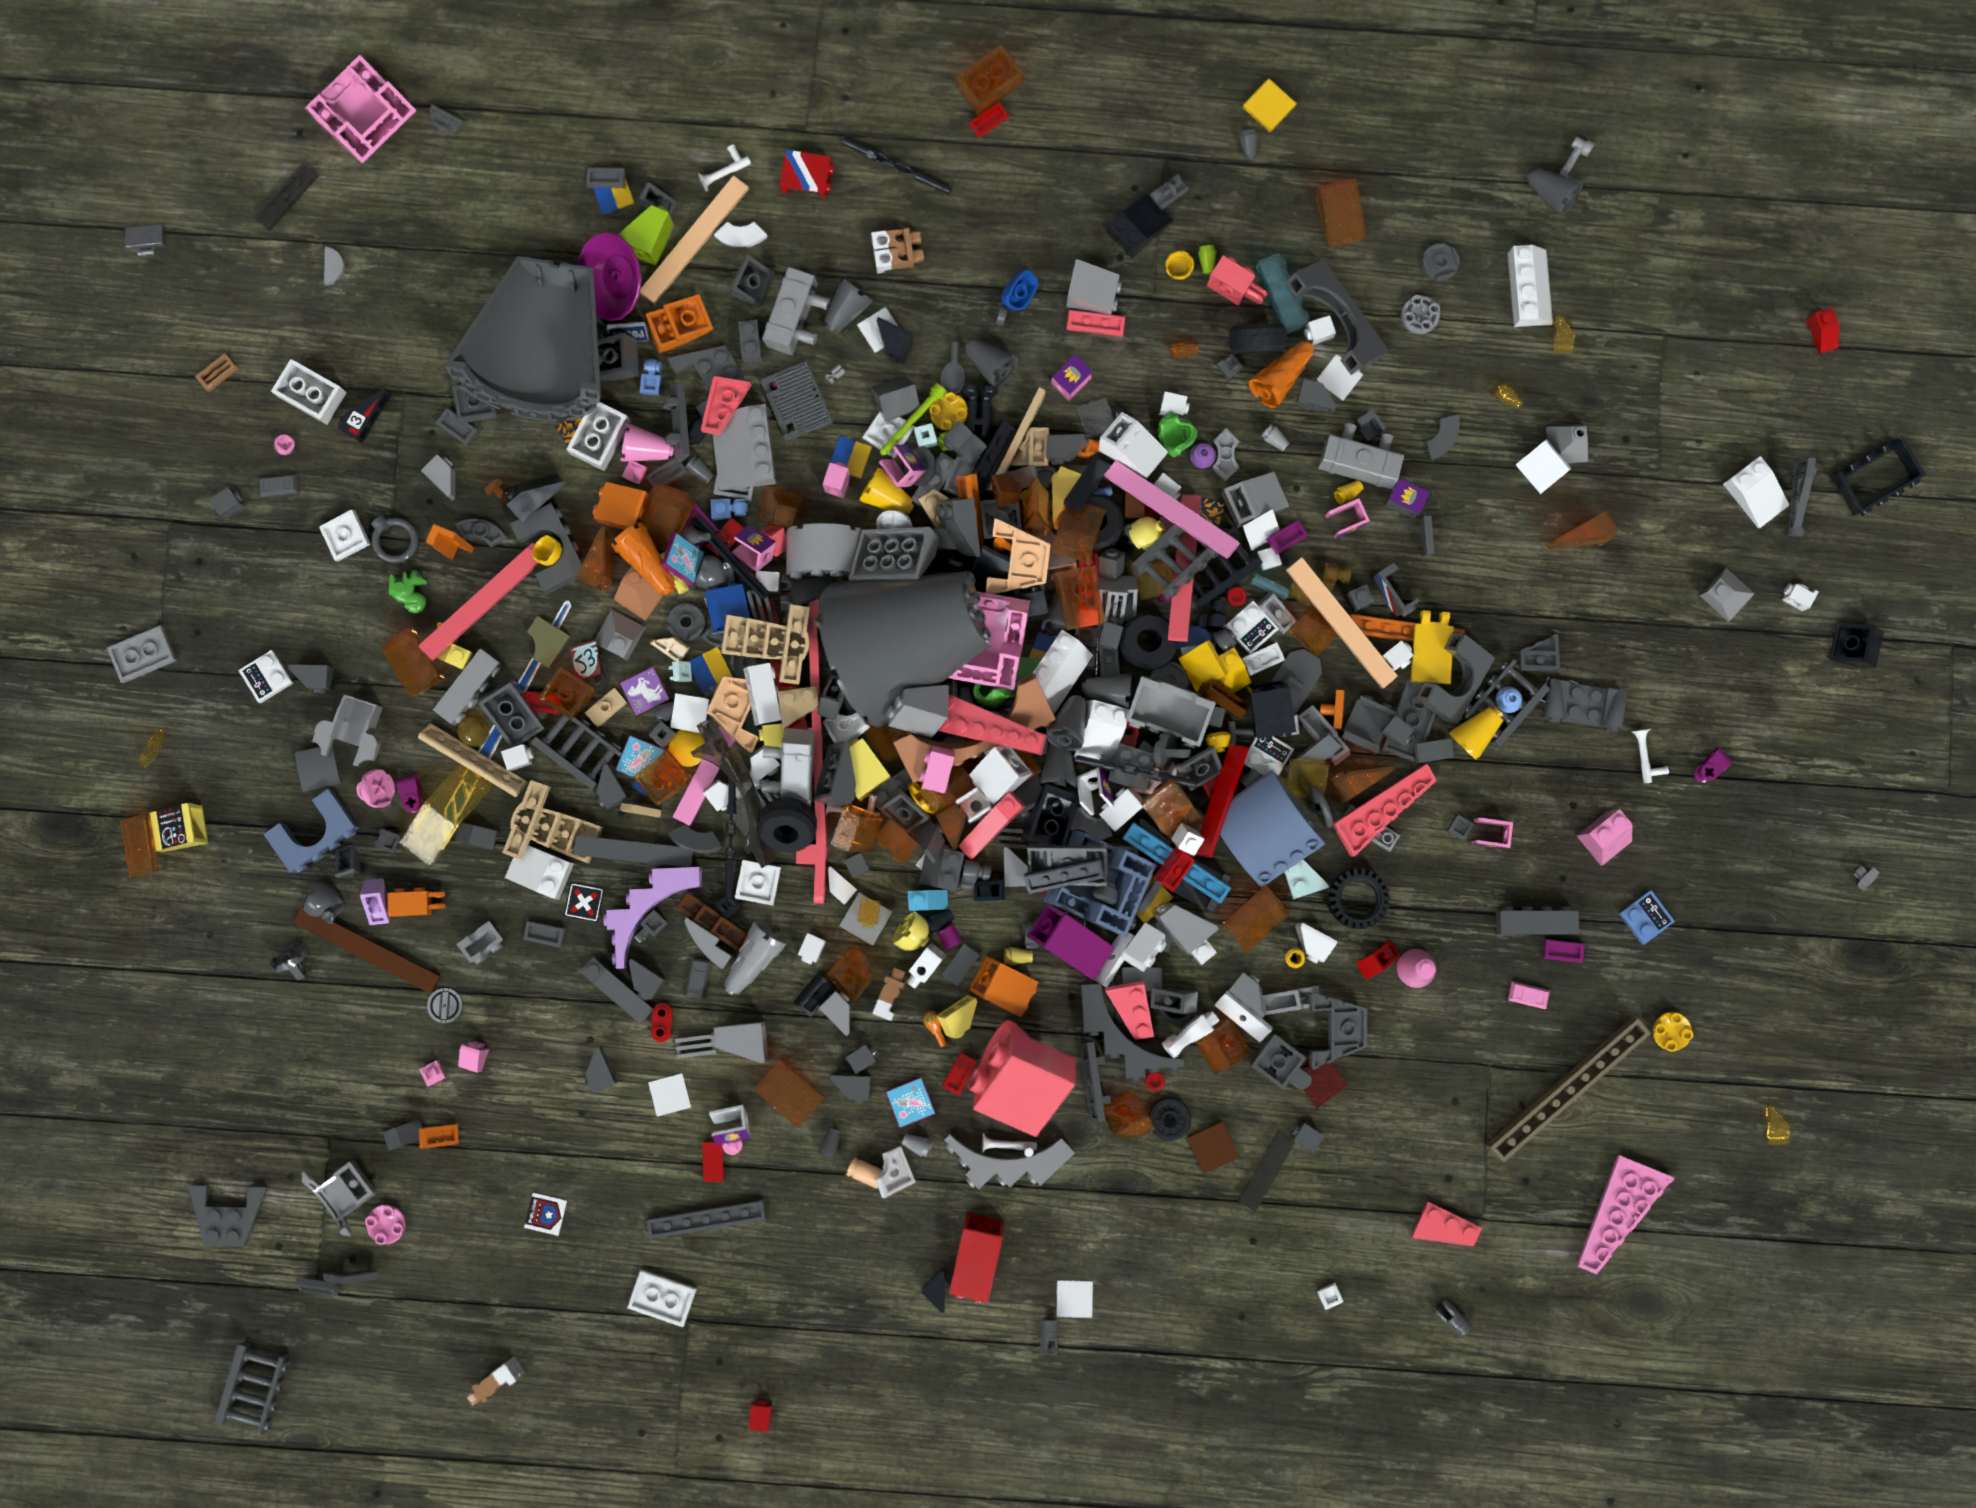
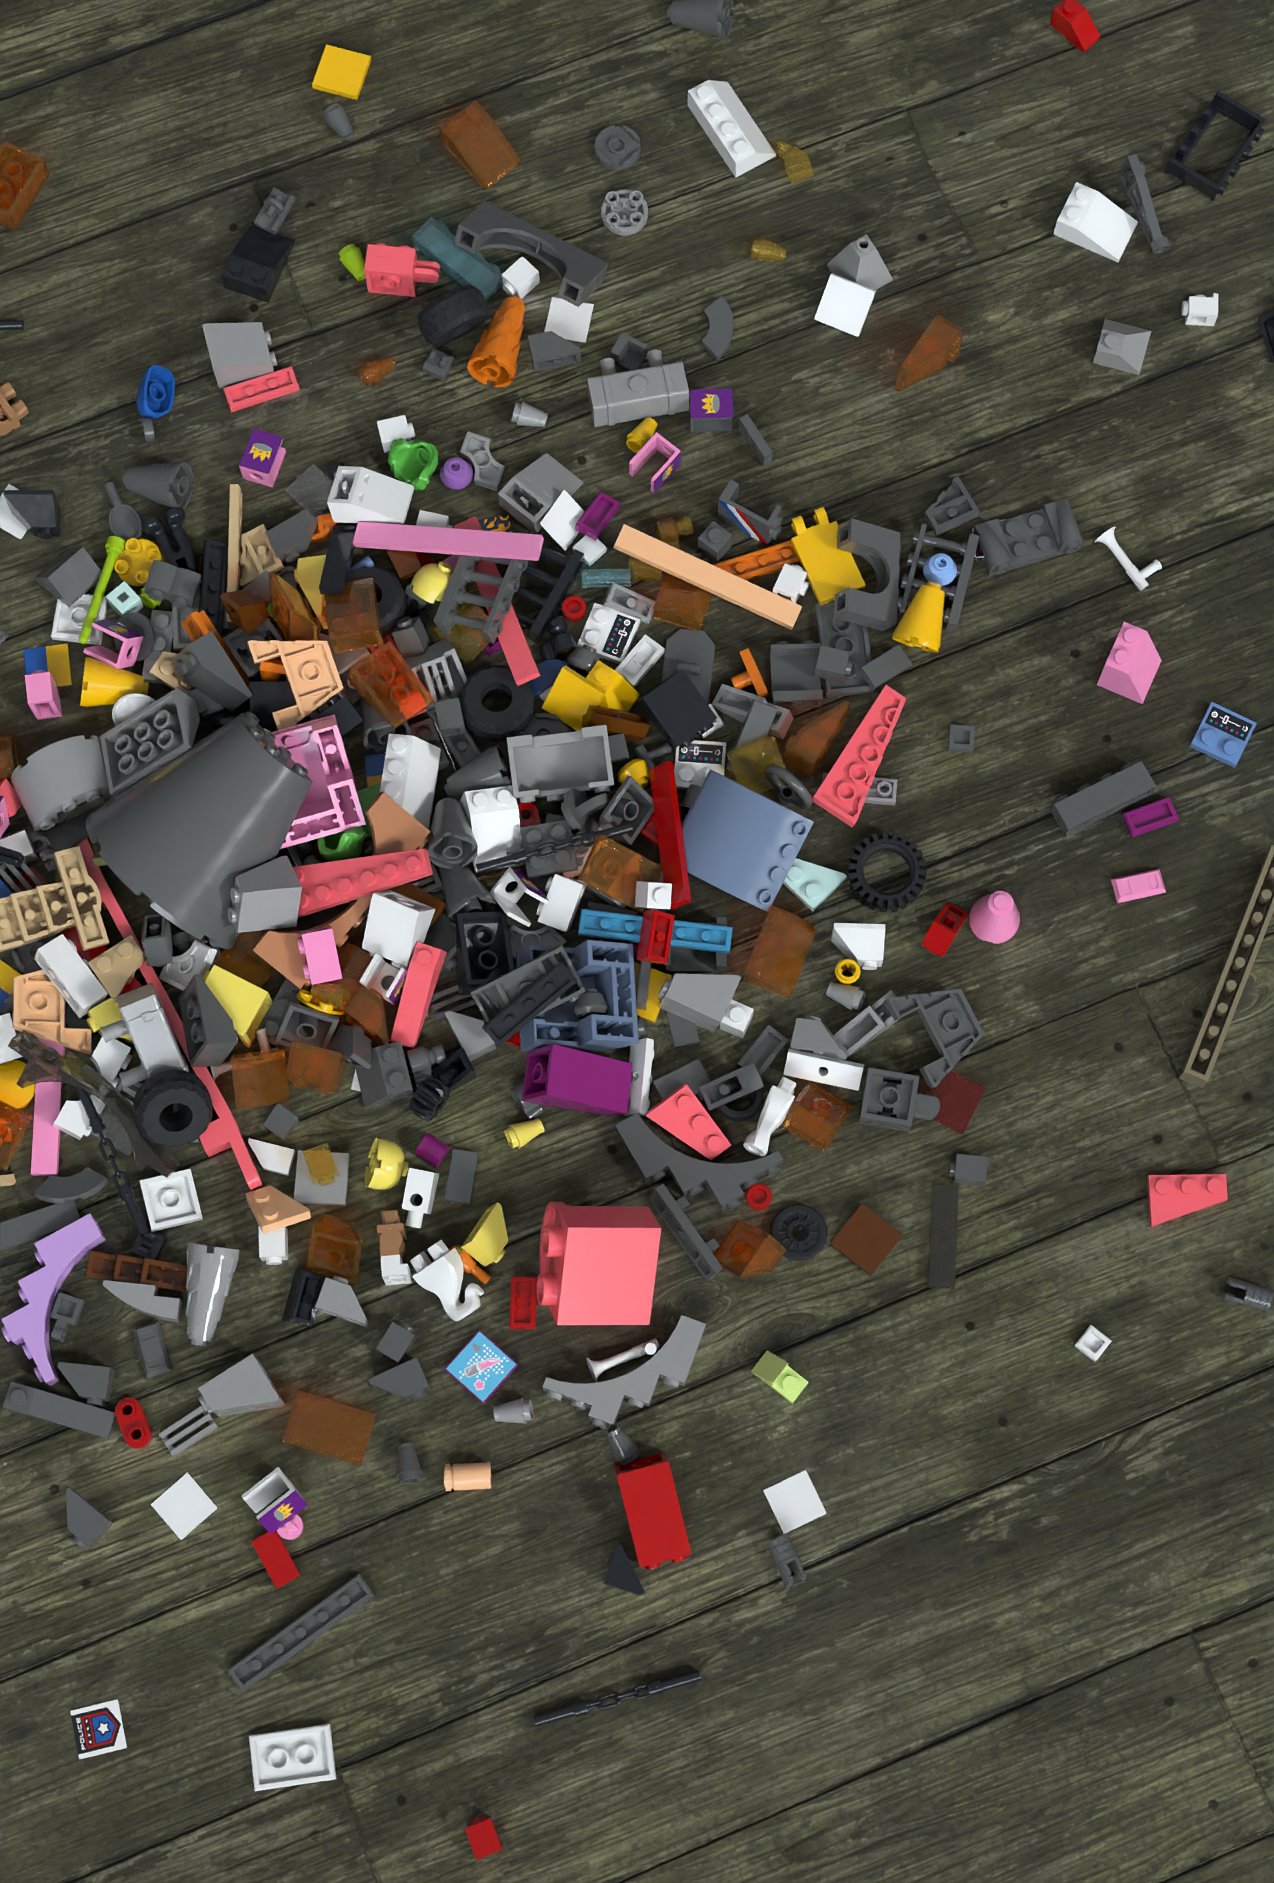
camera: 25 degrees left, 10 degrees down
(824, 926) = (275, 1209): none -> light nougat wing
(895, 1173) = (504, 1458): white tile -> none
(915, 1030) = (445, 1280): none -> white hips
(919, 1374) = (582, 1707): none -> black piece
(928, 900) = (384, 1119): medium azure slope -> none
(939, 921) = (411, 1137): black cone -> none
(964, 902) = (429, 1098): none -> black gear
(977, 1206) = (622, 1446): none -> dark grey cone
(989, 120) = (30, 229): red tile -> none
(1004, 986) = (524, 1173): orange slope -> none
(1107, 1210) = (779, 1376): none -> yellowish green slope
(1144, 947) = (667, 1044): white brick -> none
(1179, 265) = (325, 282): yellow hair -> none
(1208, 981) = (764, 1050): none -> dark grey tile
(1286, 973) = (847, 995): none -> light grey cone
(1507, 833) = (997, 711): bright pink piece -> none
(1714, 763) = (1206, 533): magenta piece -> none

